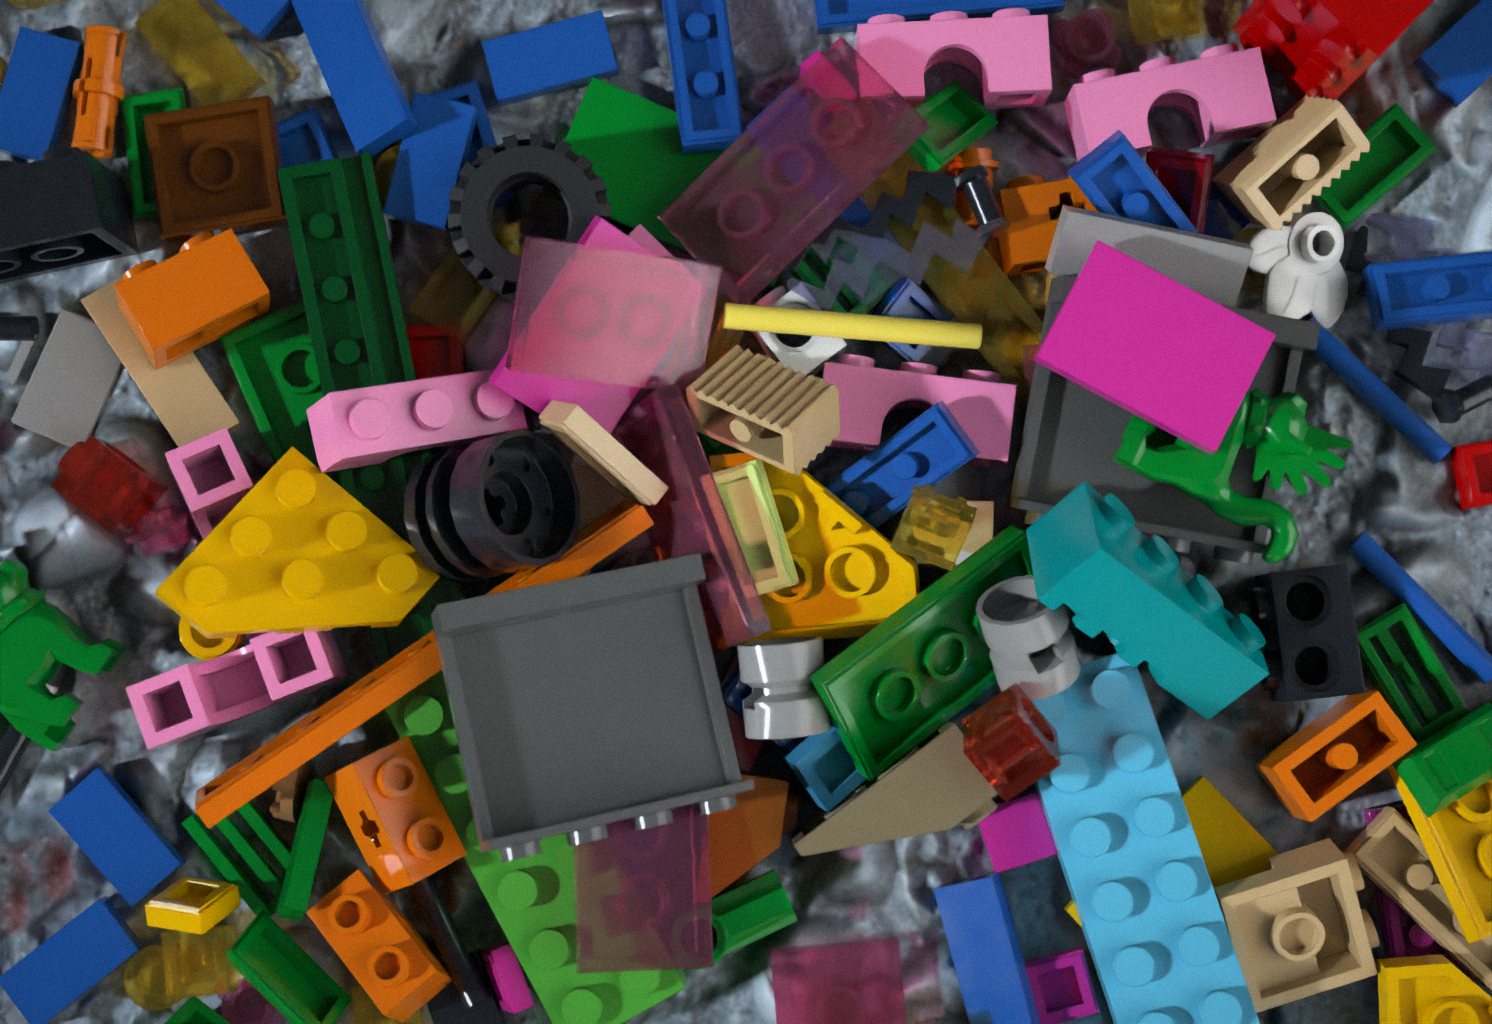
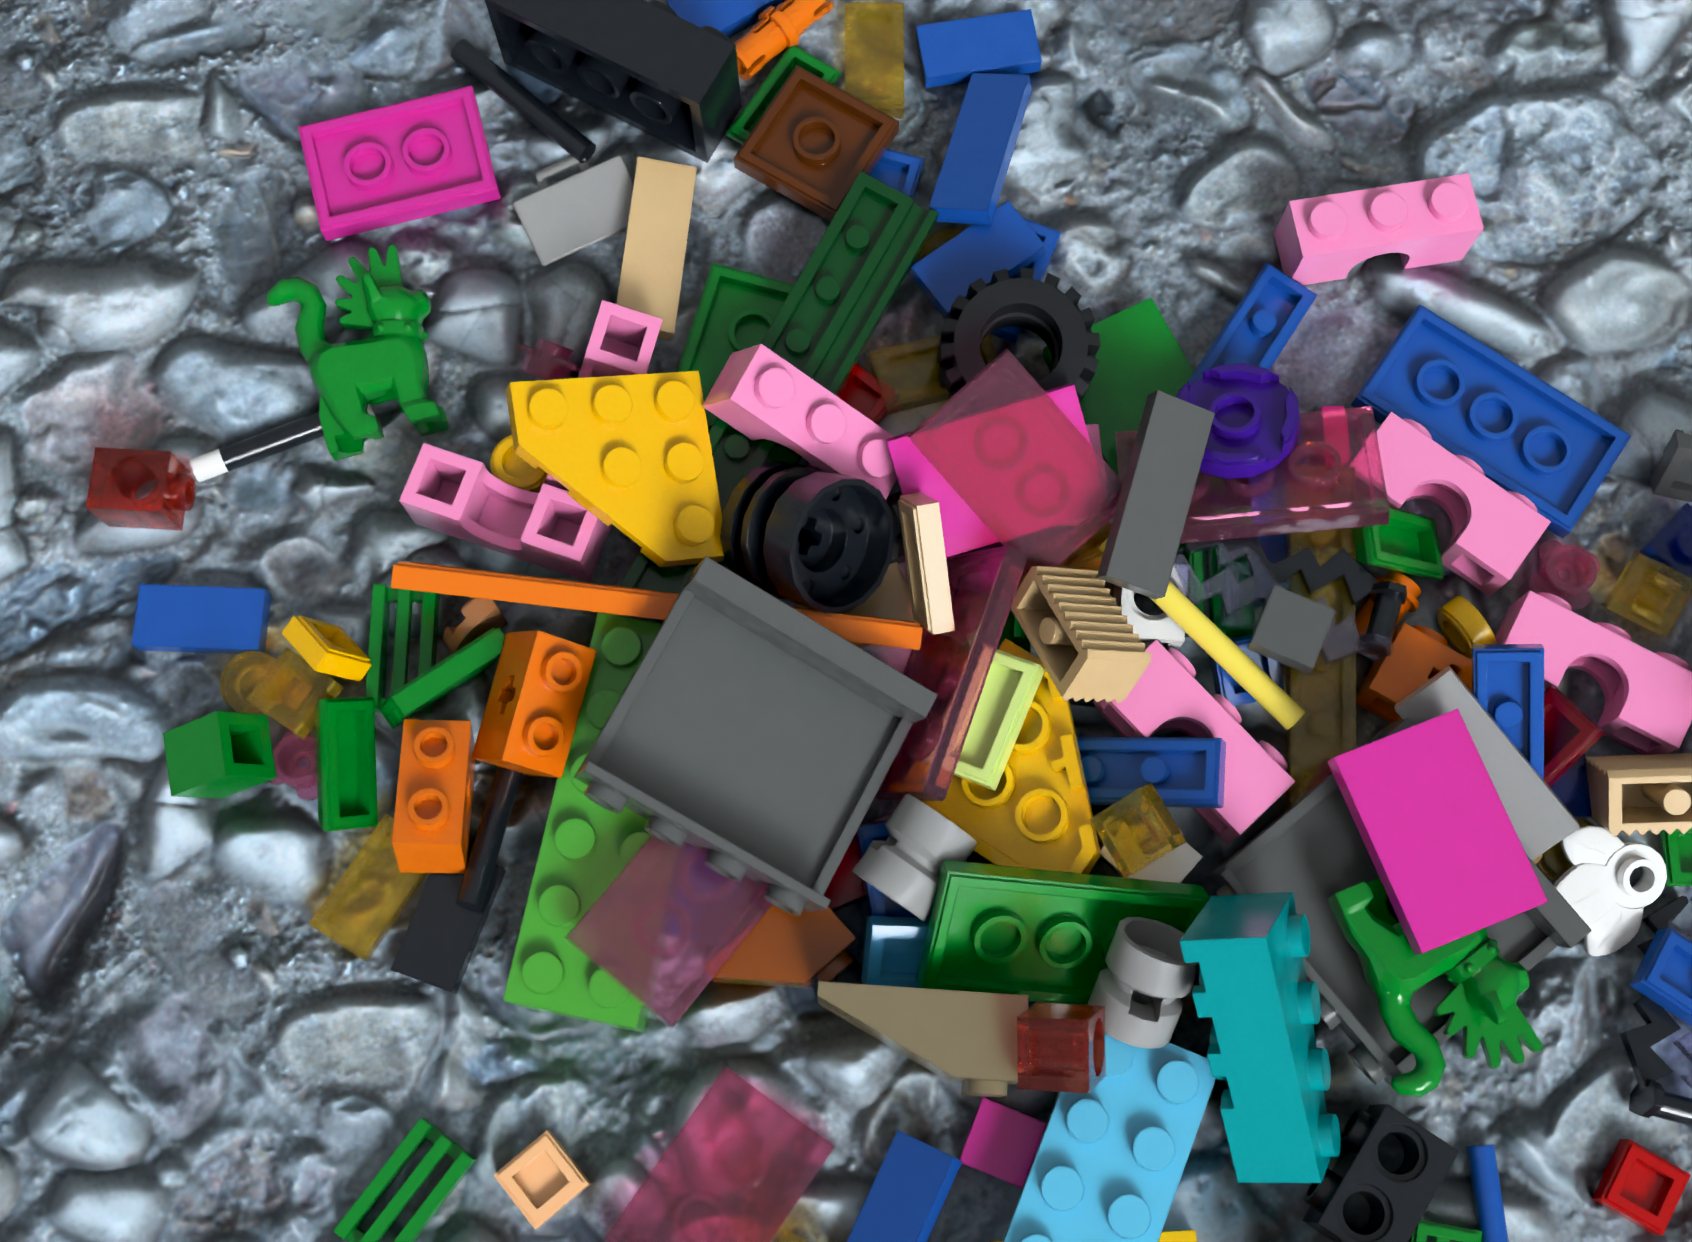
camera: 40 degrees right, 10 degrees down
(107, 484) = (540, 298): clear red brick -> none
(117, 836) = (319, 556): blue tile -> none
(192, 296) = (719, 215): orange brick -> none
(507, 978) = (507, 906): dark pink tile -> none
(550, 58) = (1129, 261): blue tile -> none
(736, 252) = (1156, 495): none -> dark grey tile
(745, 135) = (1252, 421): none -> dark purple tile
(749, 913) = (733, 1019): green piece -> none
(921, 271) = (1291, 629): none -> dark grey tile
(1046, 151) = (1464, 625): none -> yellow tile
(1380, 397) = (1592, 1041): blue bar -> none

